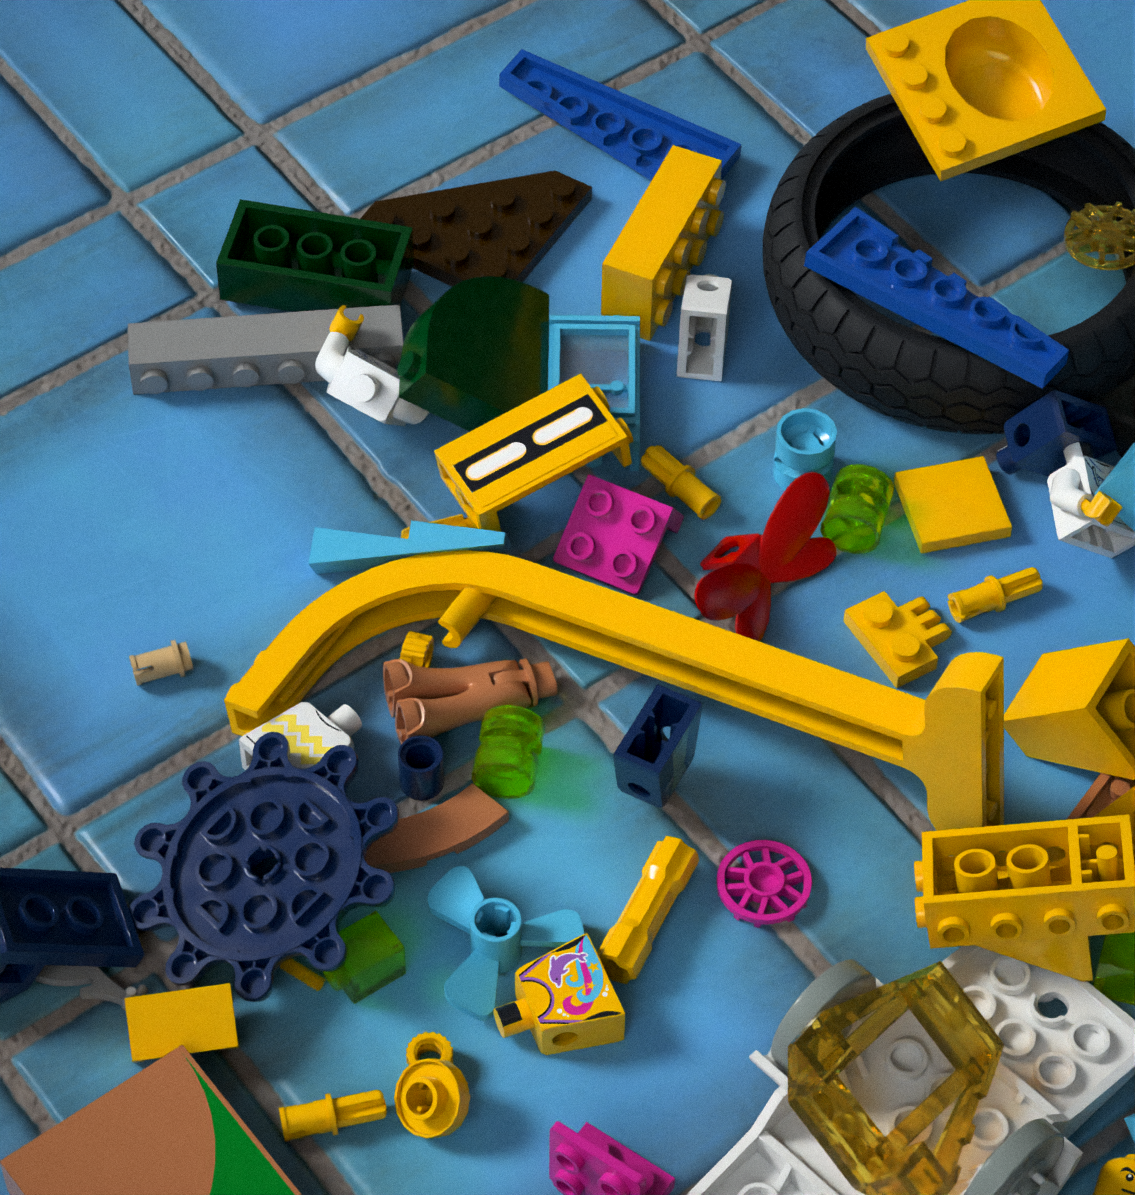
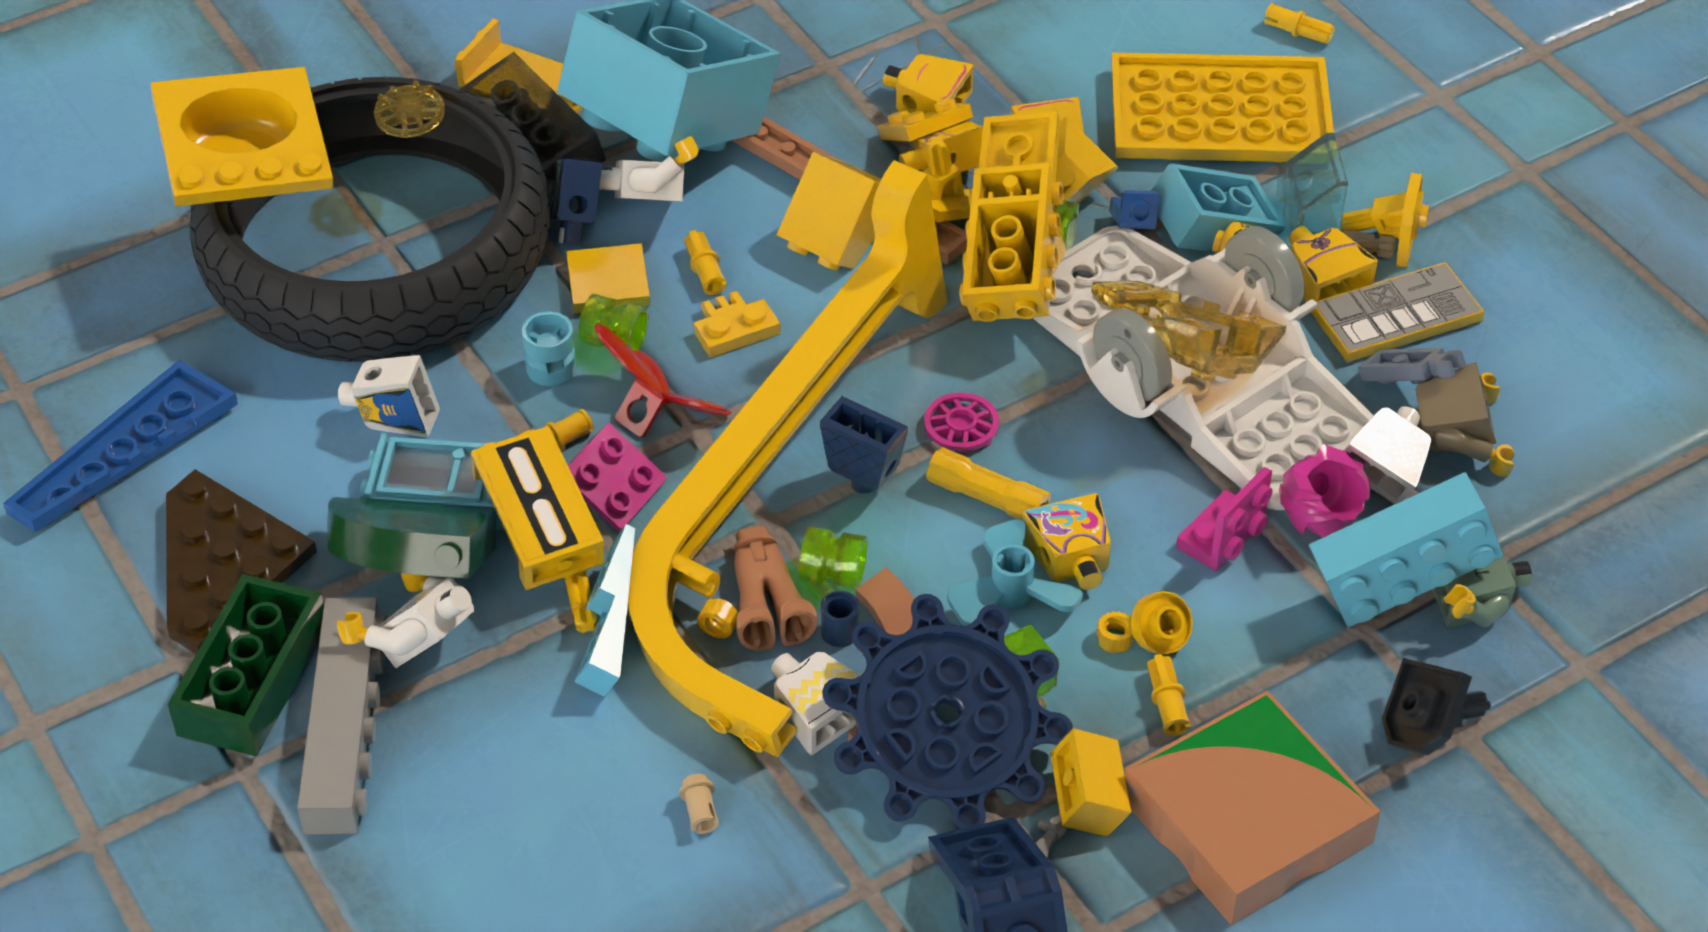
camera: 85 degrees left, 5 degrees down
(663, 239) = (296, 411): yellow brick -> none
(874, 265) = (433, 228): blue wing -> none

